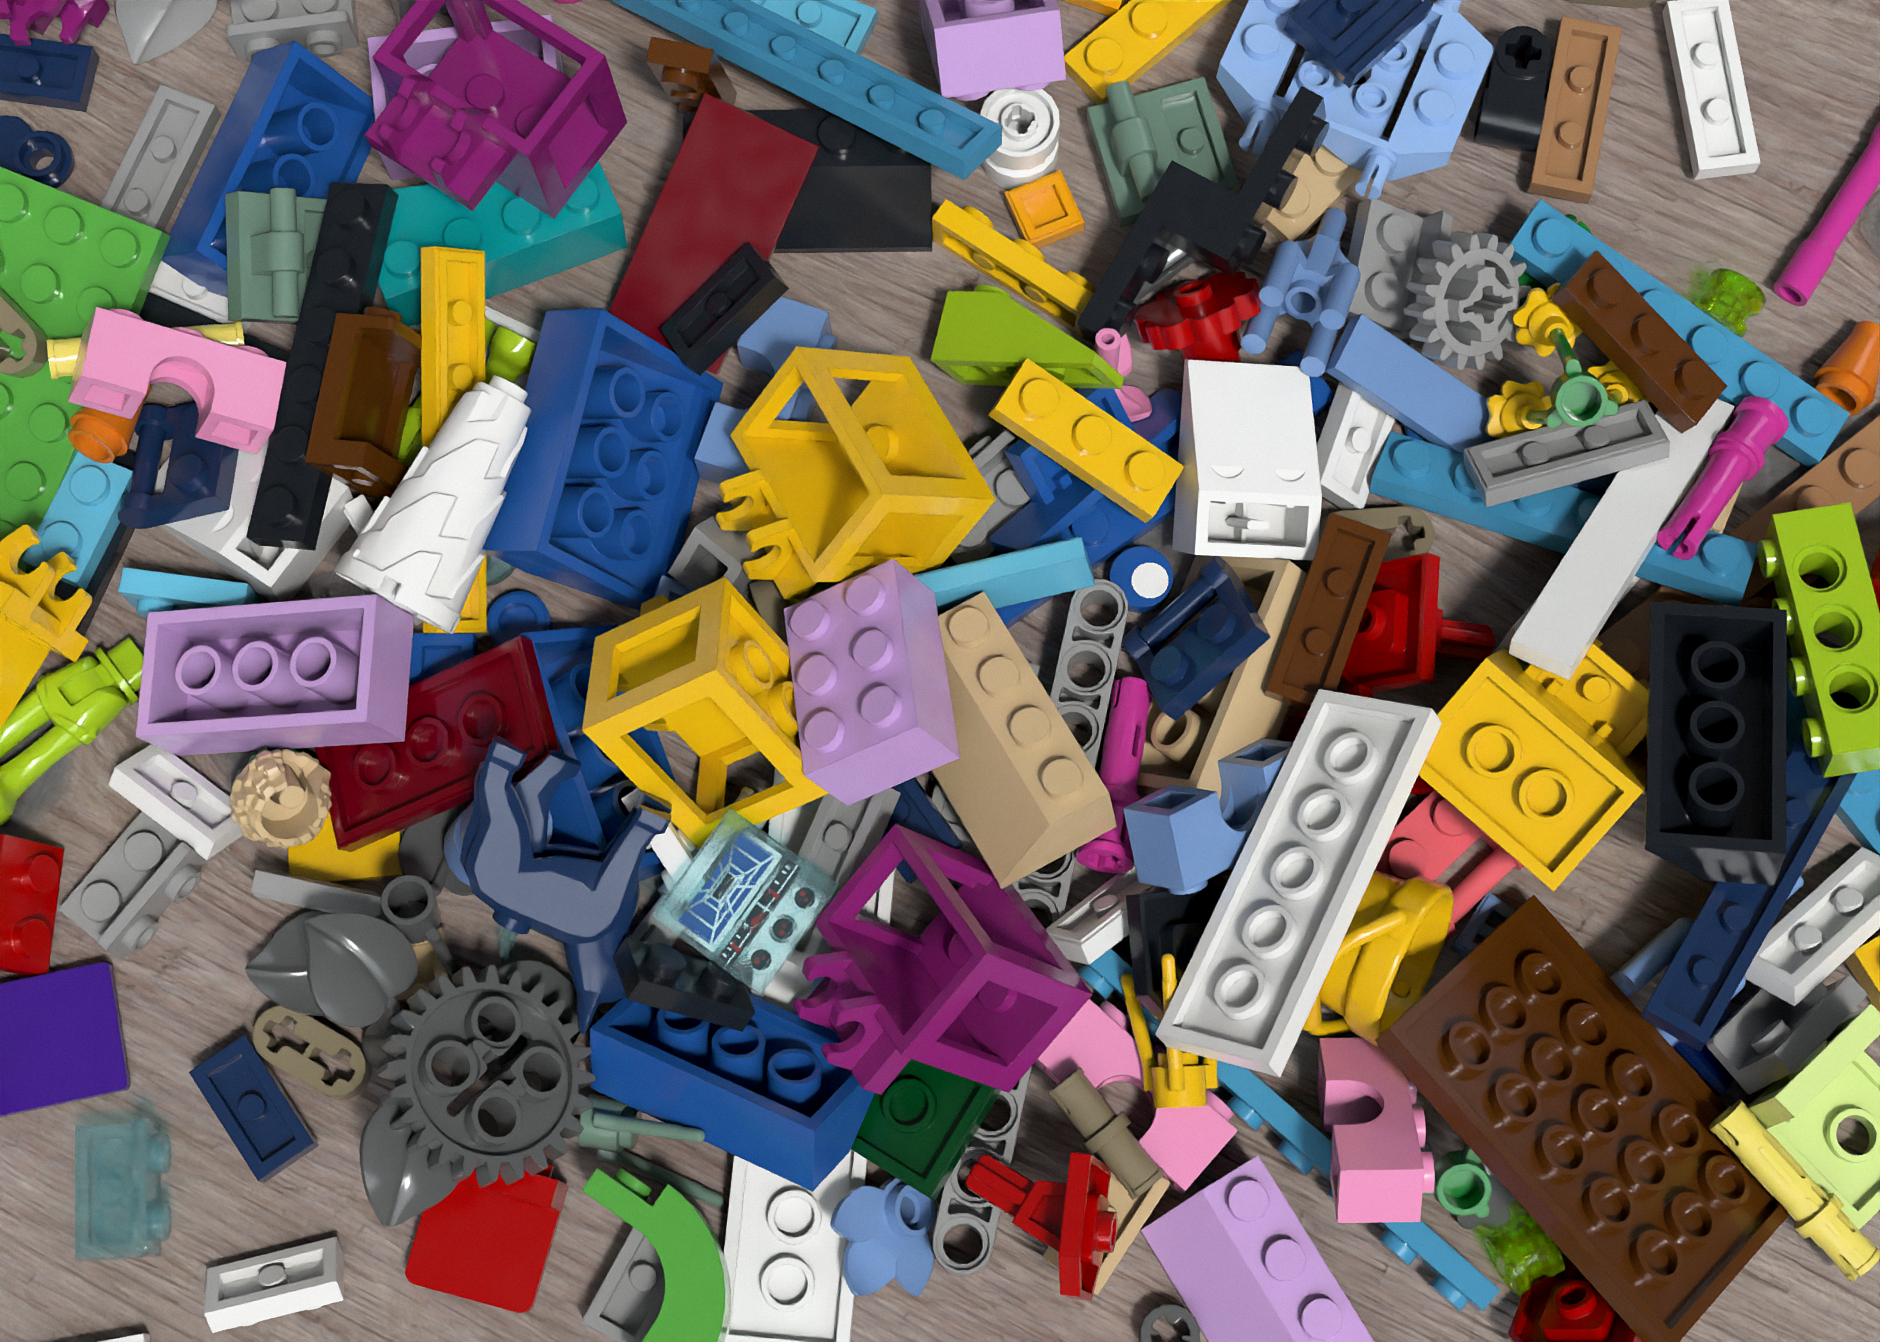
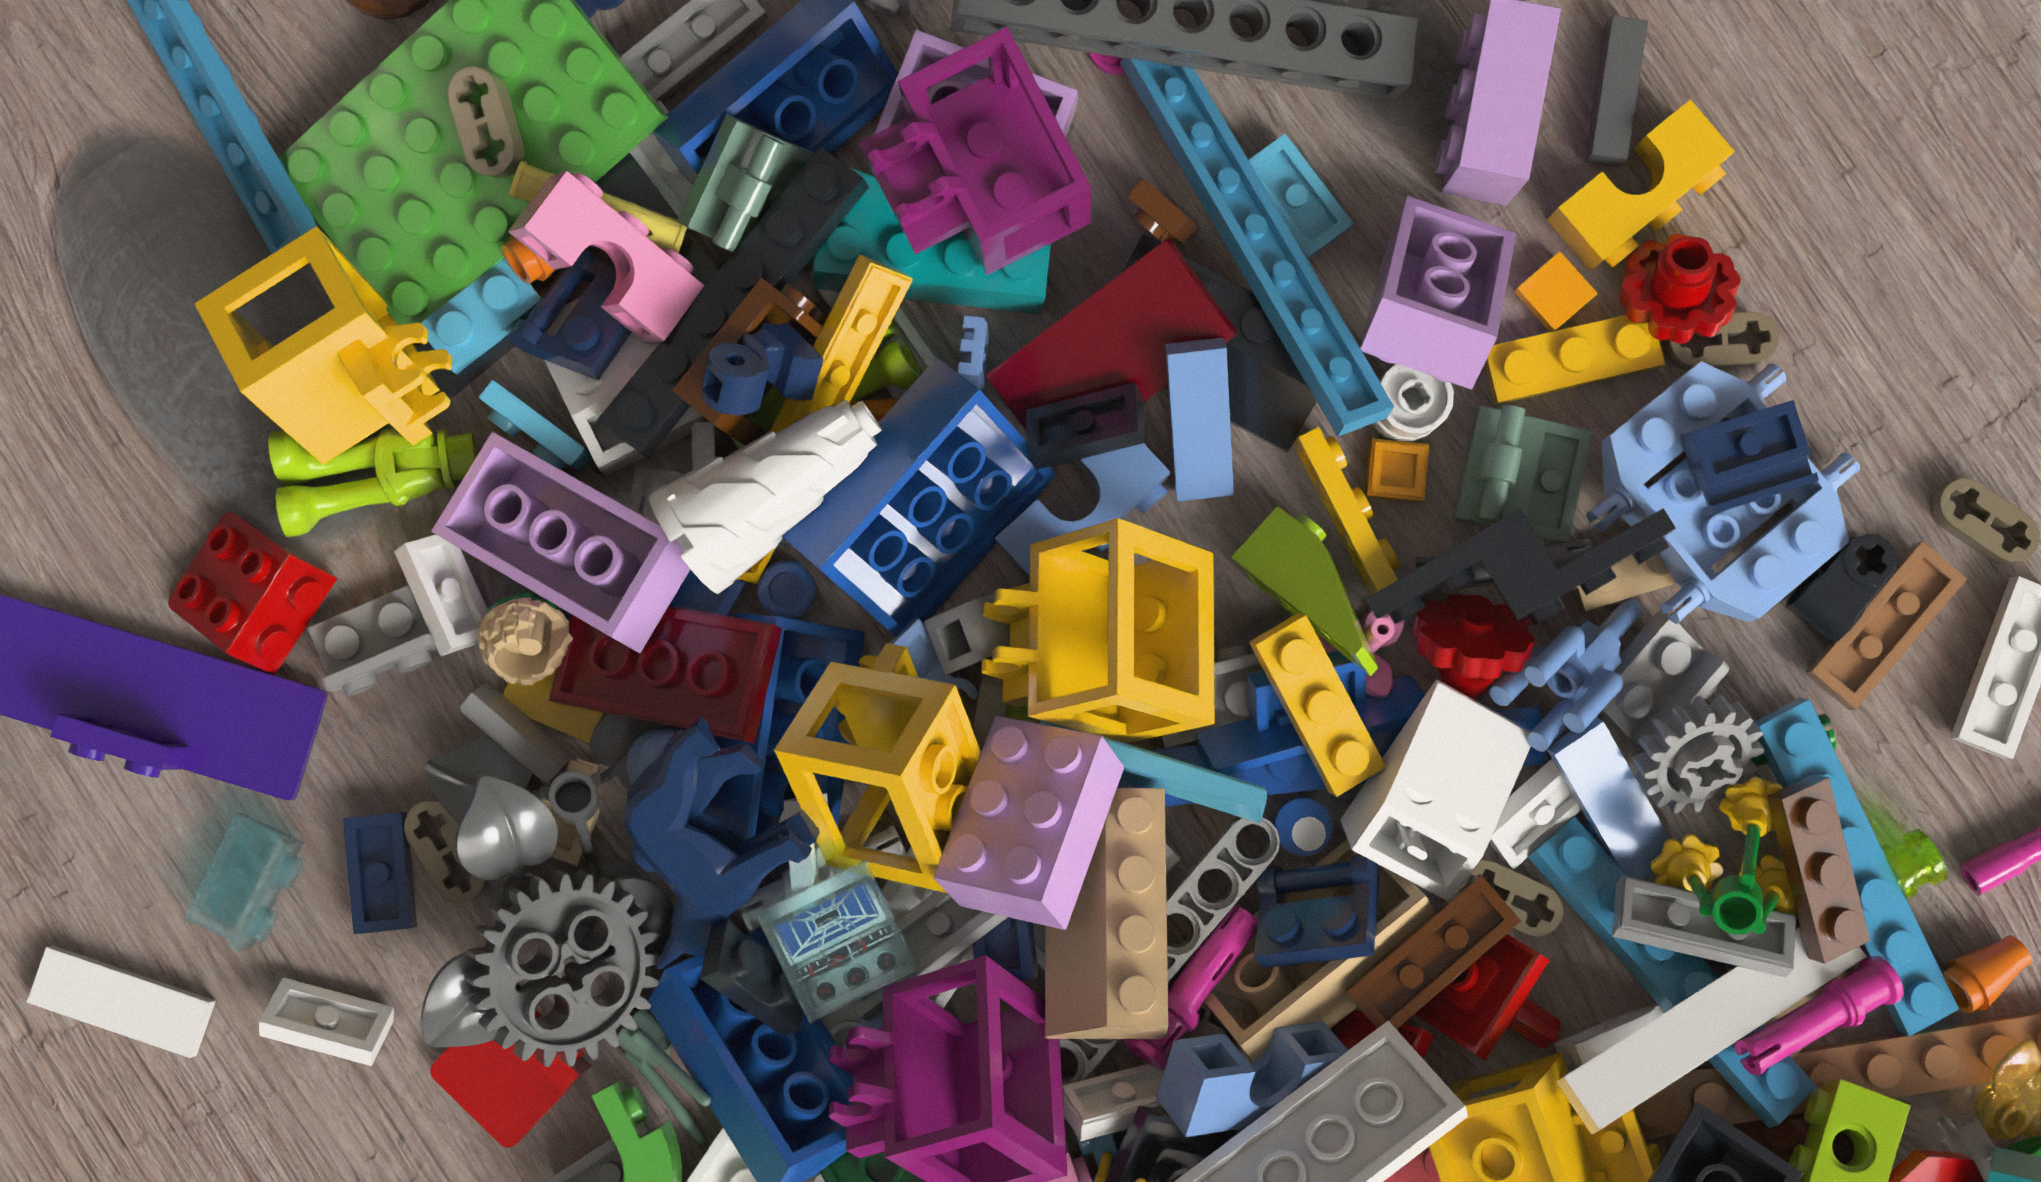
camera: 30 degrees right, 10 degrees up
(385, 382) = (774, 354): none -> dark blue leg
(574, 281) = (974, 350): none -> medium blue tile
(830, 248) = (1200, 419): none -> medium blue tile

